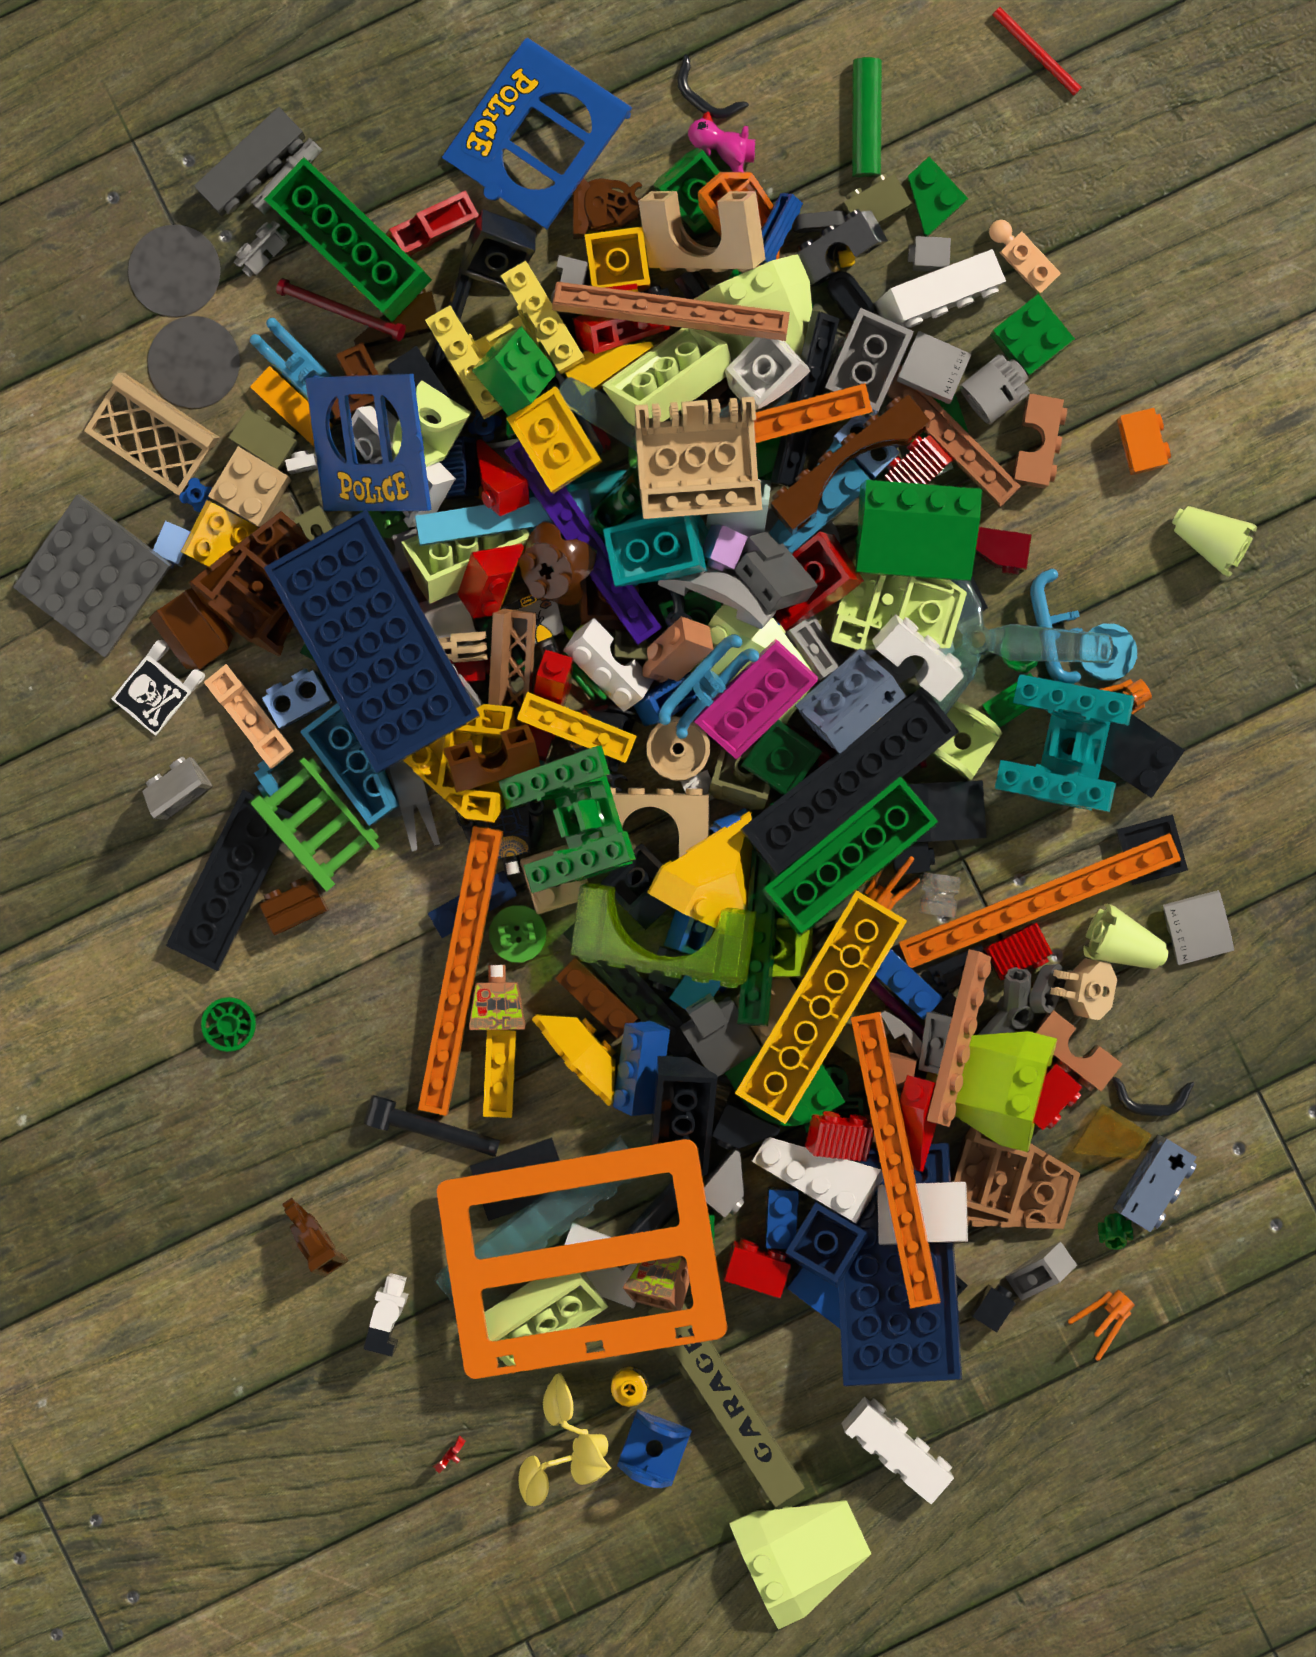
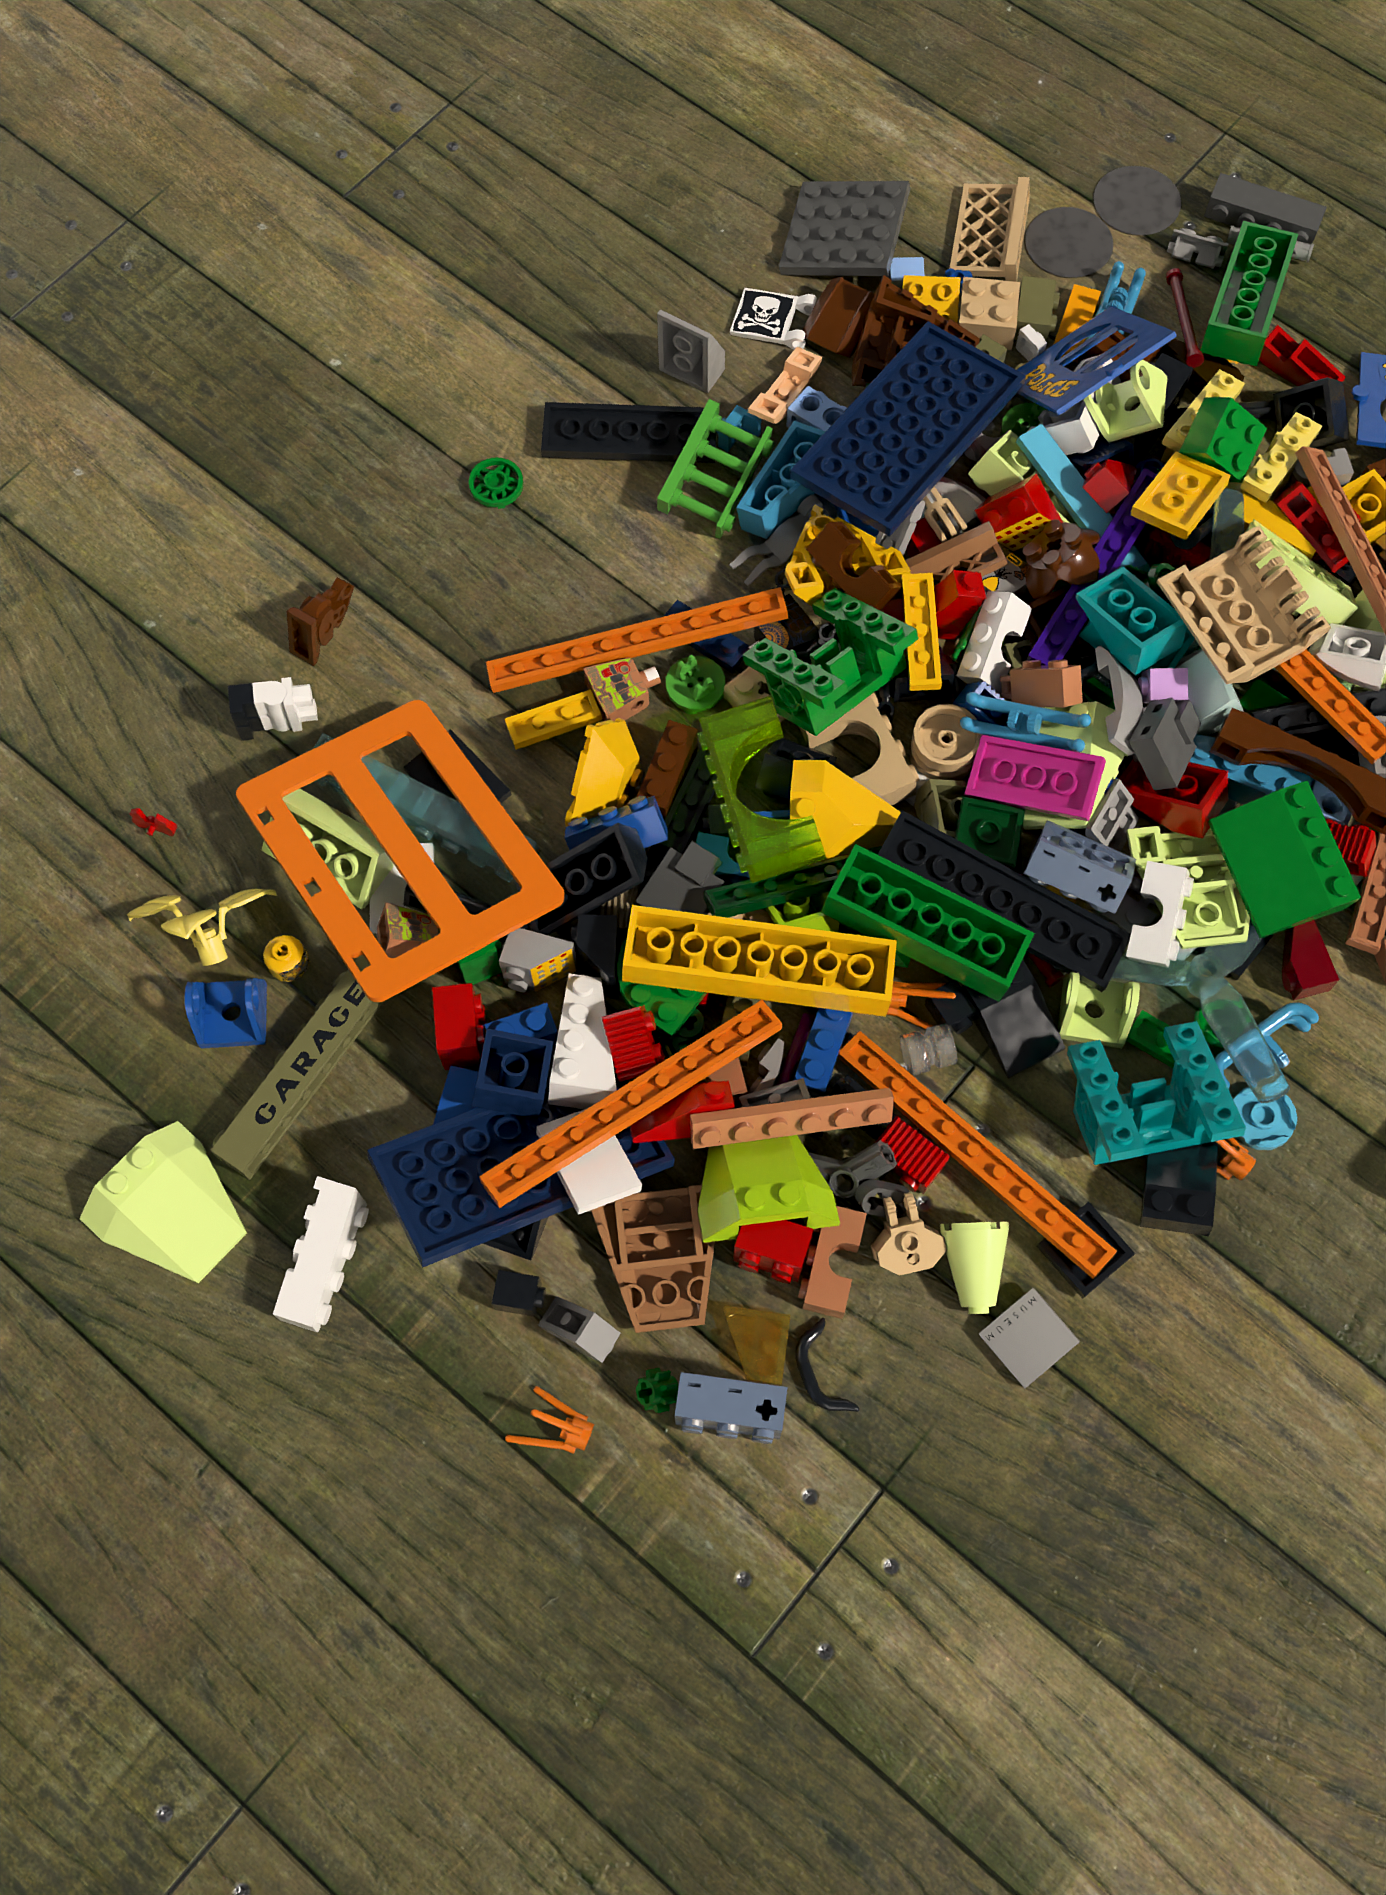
camera: 70 degrees right, 20 degrees down
(293, 906) = (629, 487): reddish brown brick -> none
(382, 1114) = (469, 635): black piece -> none

